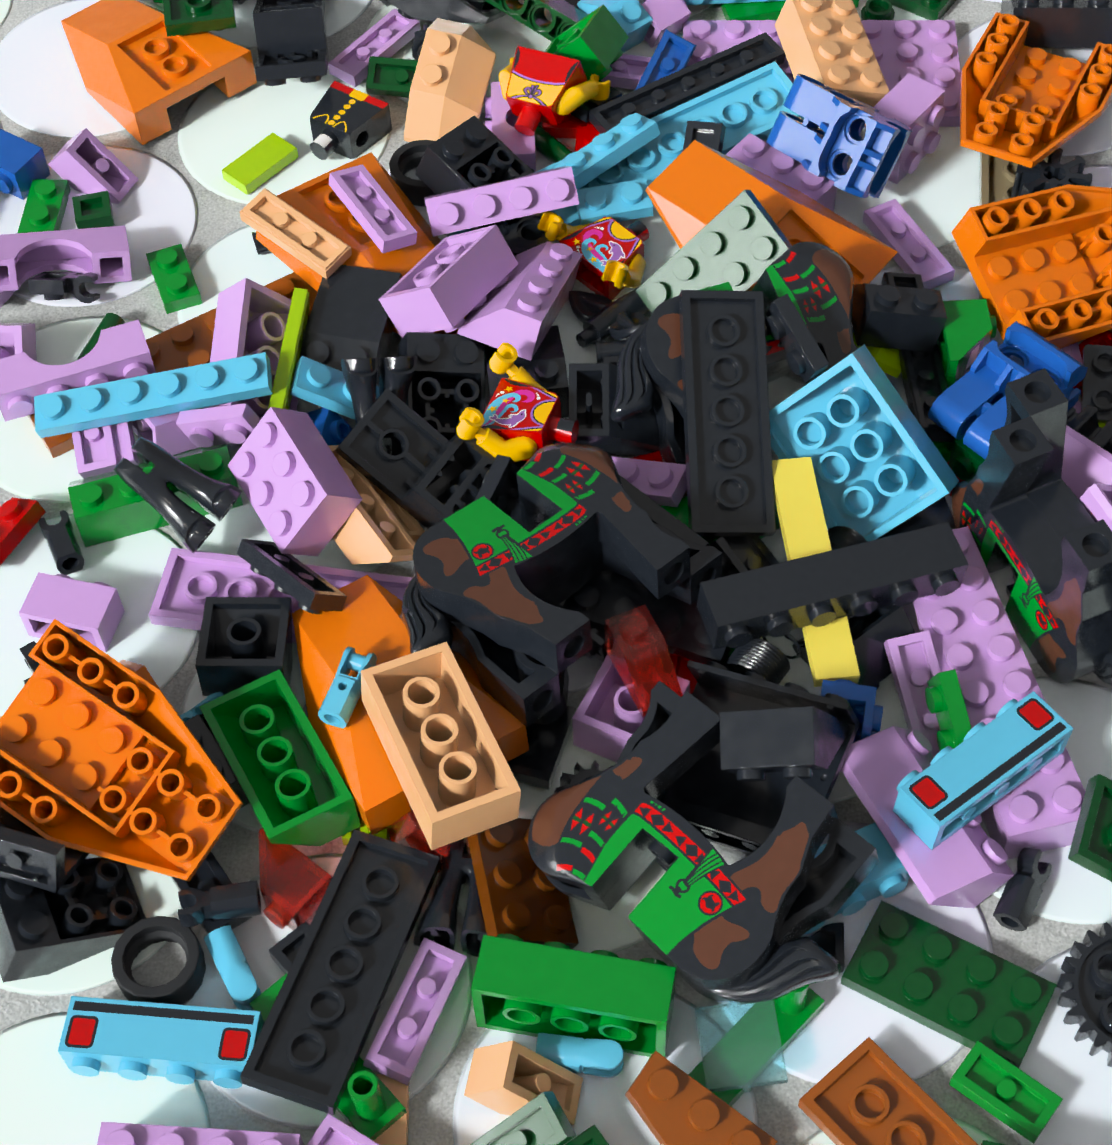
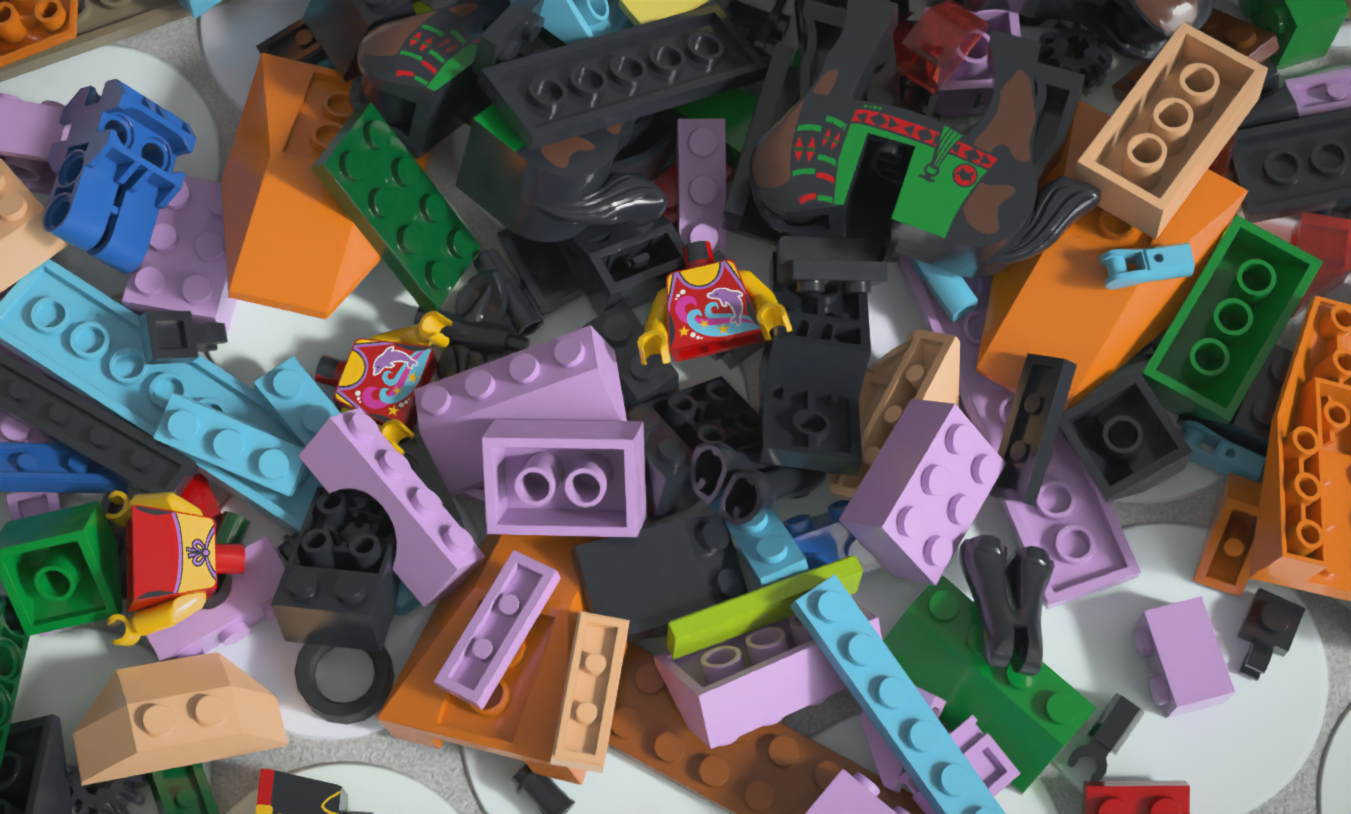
camera: 120 degrees left, 15 degrees up
(218, 424) = (887, 601): lavender plate -> none
(915, 250) = (211, 77): lavender plate -> none

